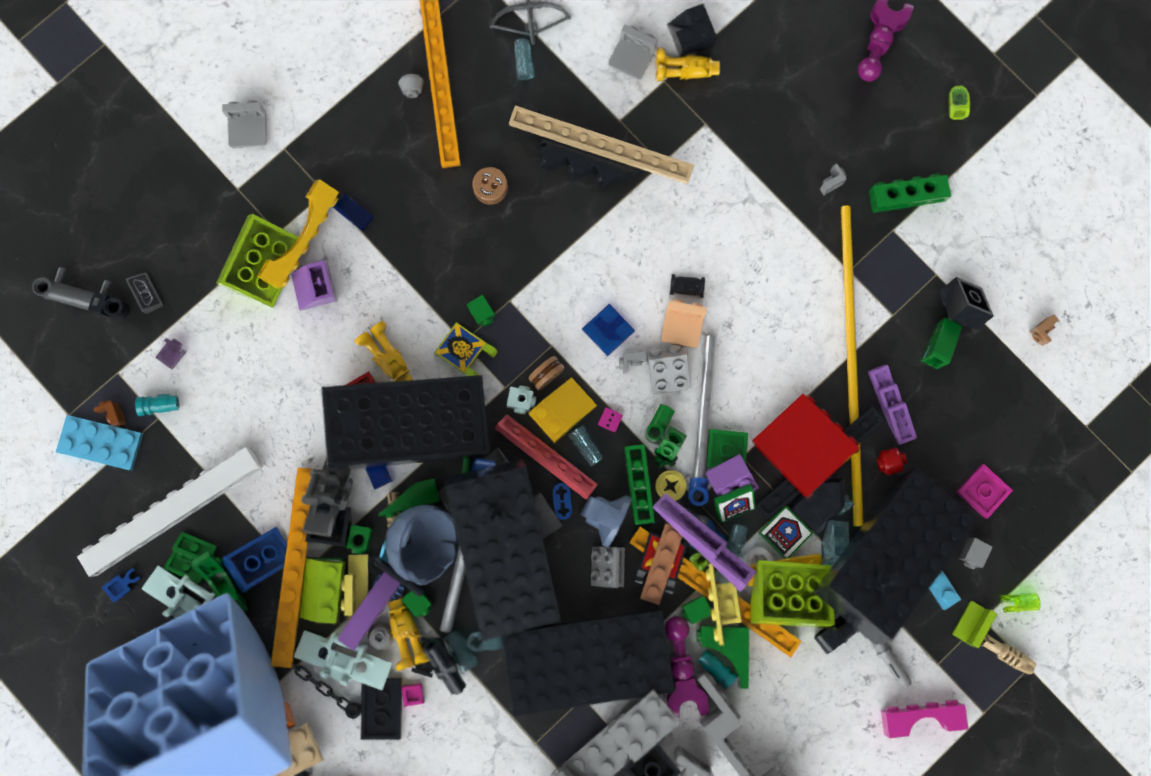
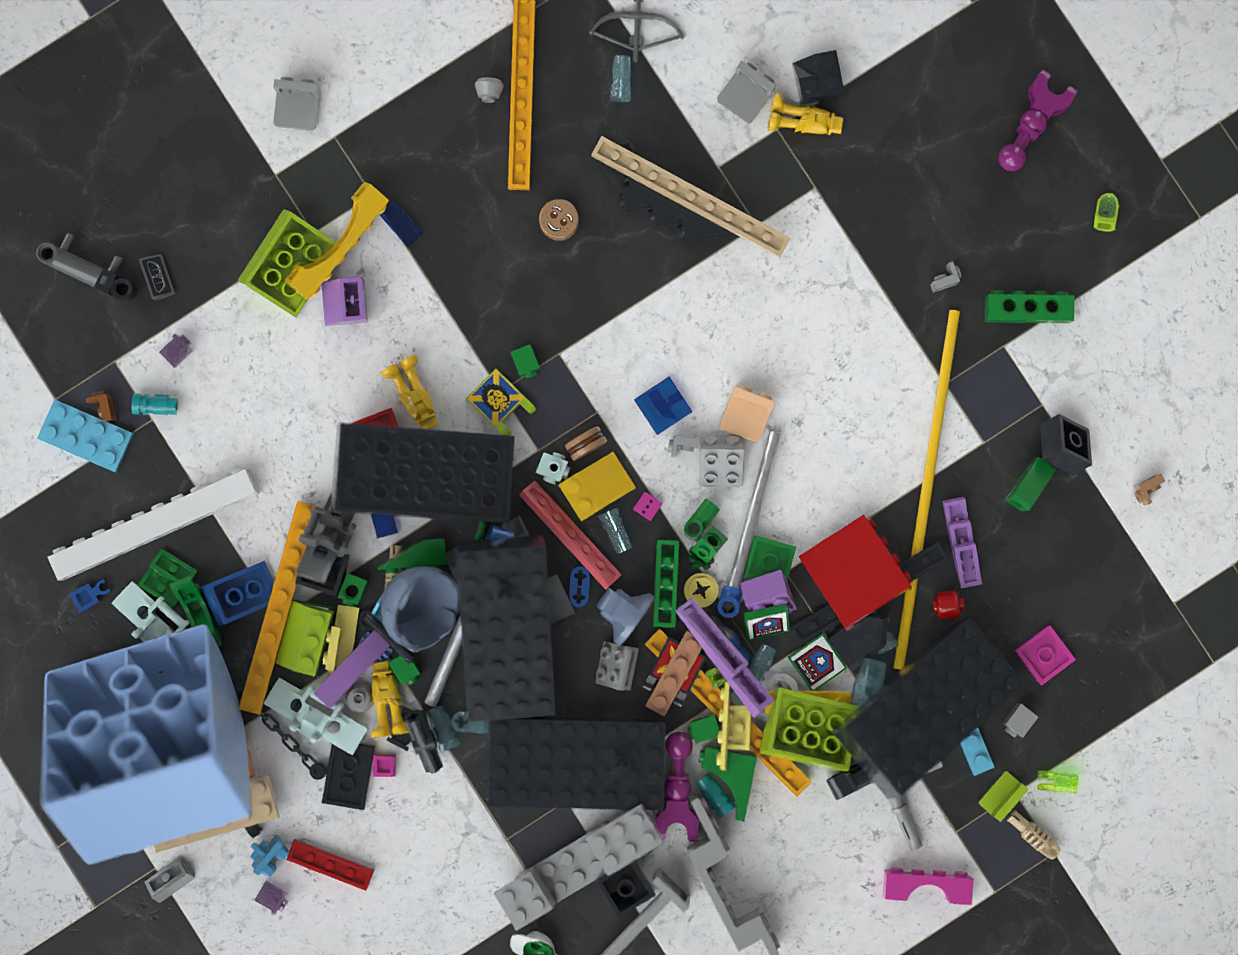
camera: 15 degrees right, 5 degrees up
(687, 285) = (760, 370): black piece -> none

